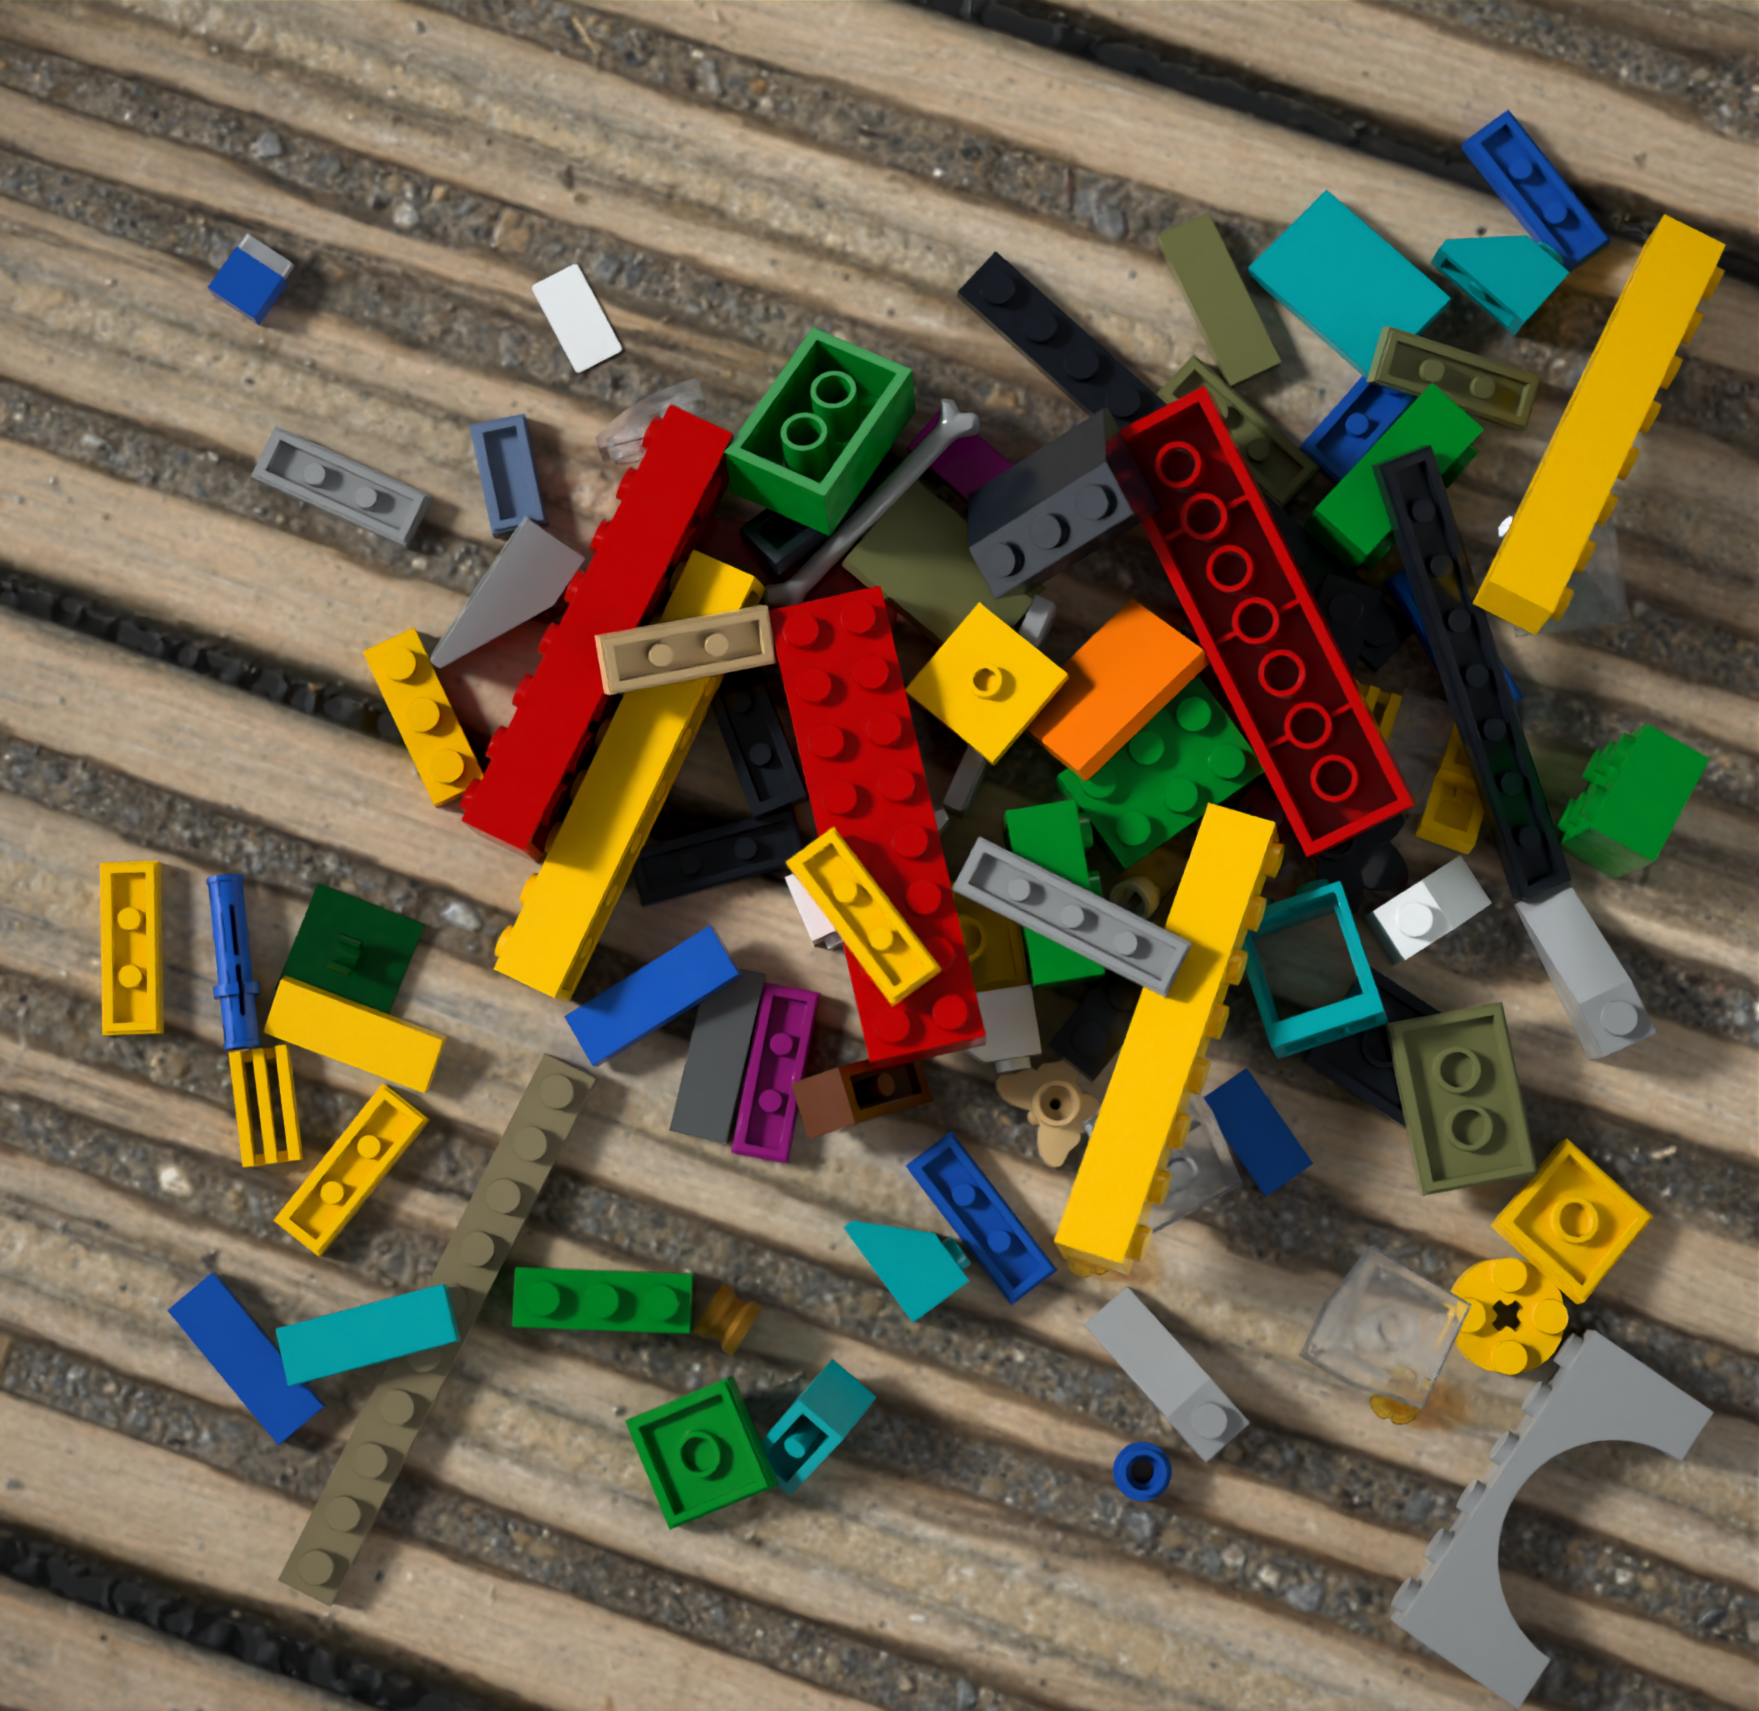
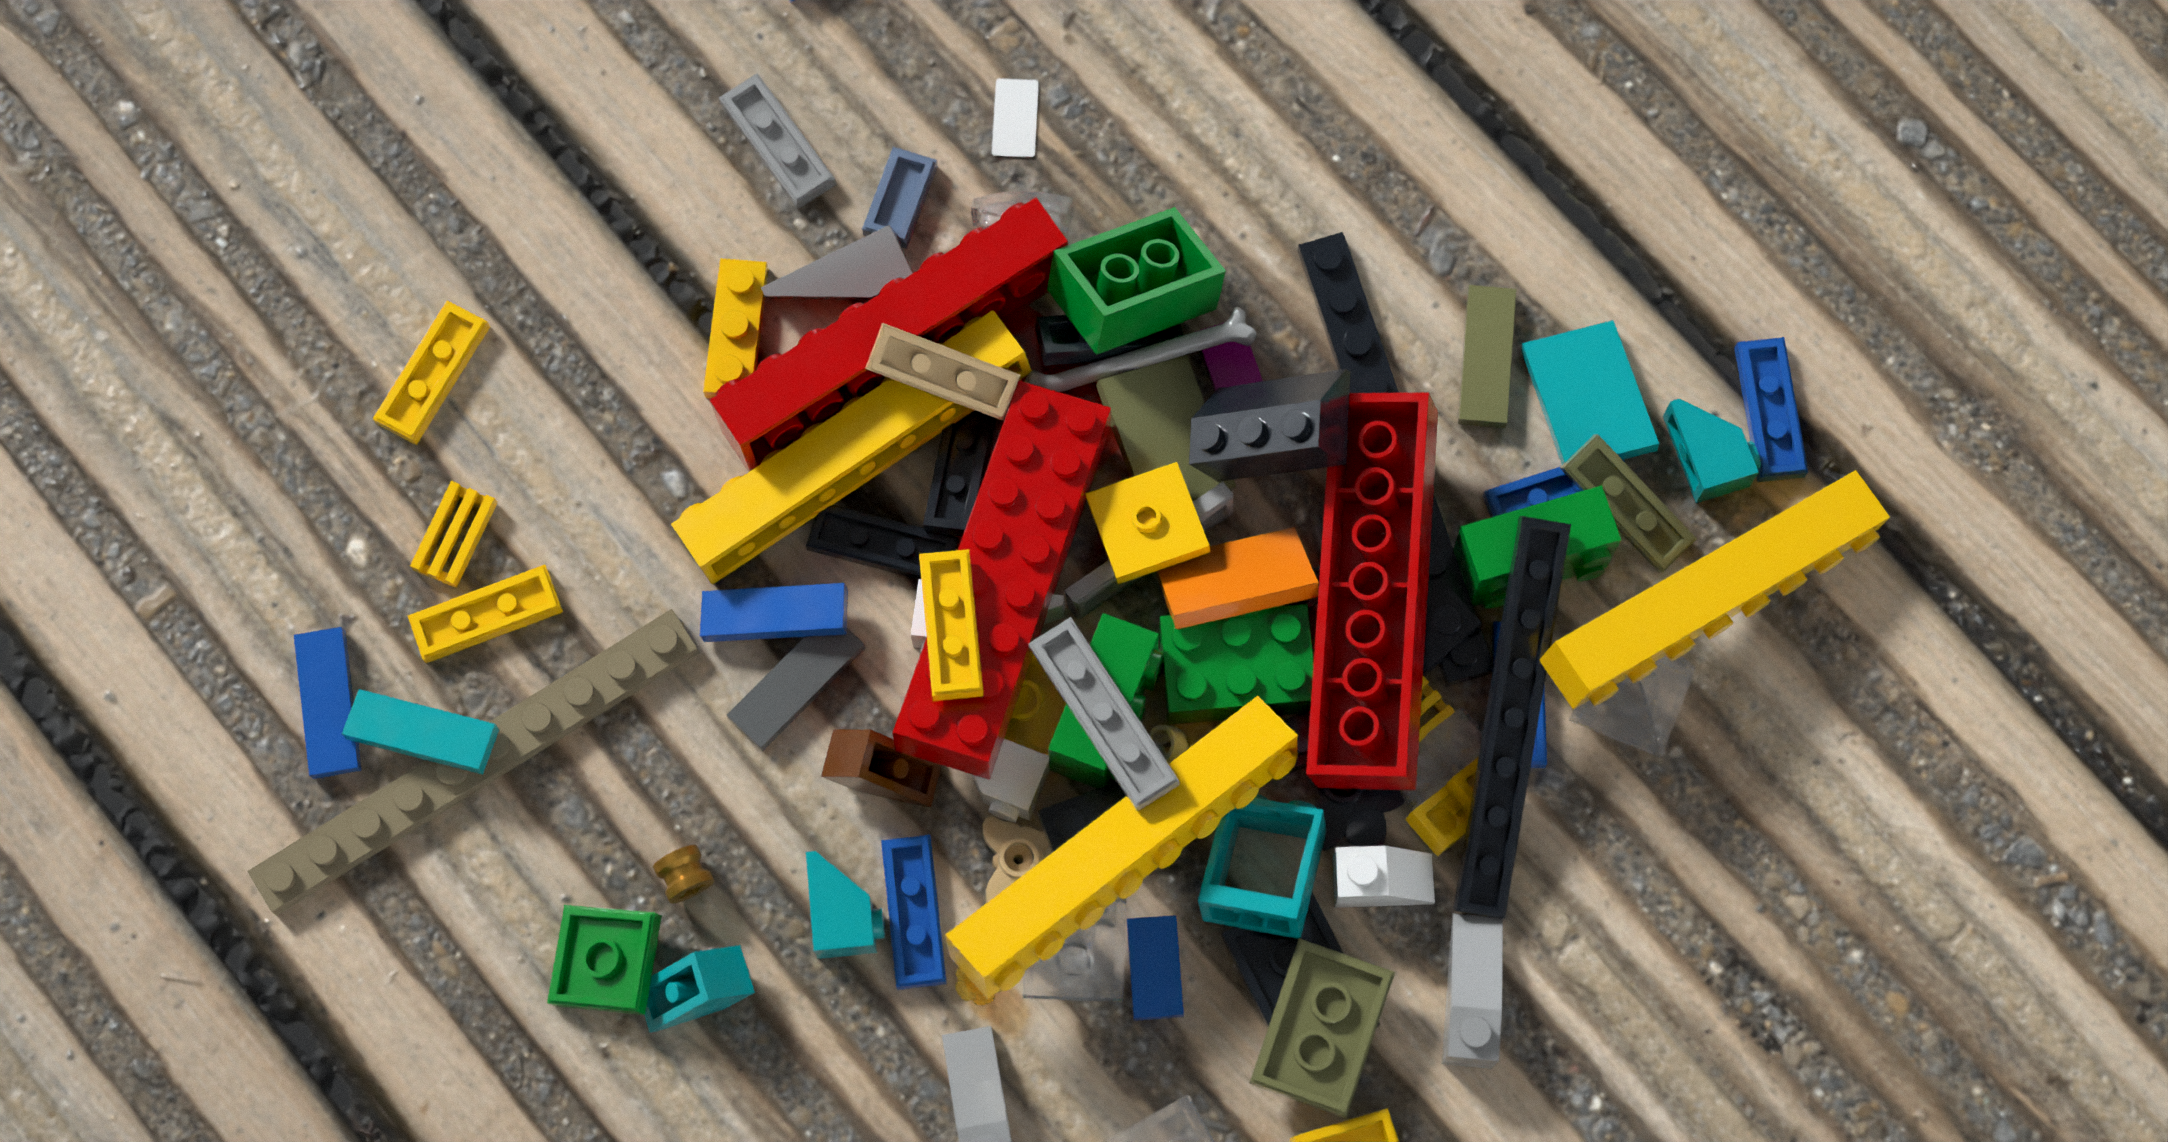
camera: 35 degrees right, 10 degrees down
(233, 962) = (471, 469): blue pin -> none
(353, 949) = (579, 465): dark green piece -> none
(354, 1034) = (547, 519): yellow tile -> none
(603, 1299) = (603, 805): green brick -> none
(775, 1061) = (840, 705): magenta tile -> none
(1272, 458) = (1456, 478): olive tile -> none
(1630, 801) = (1575, 874): green brick -> none

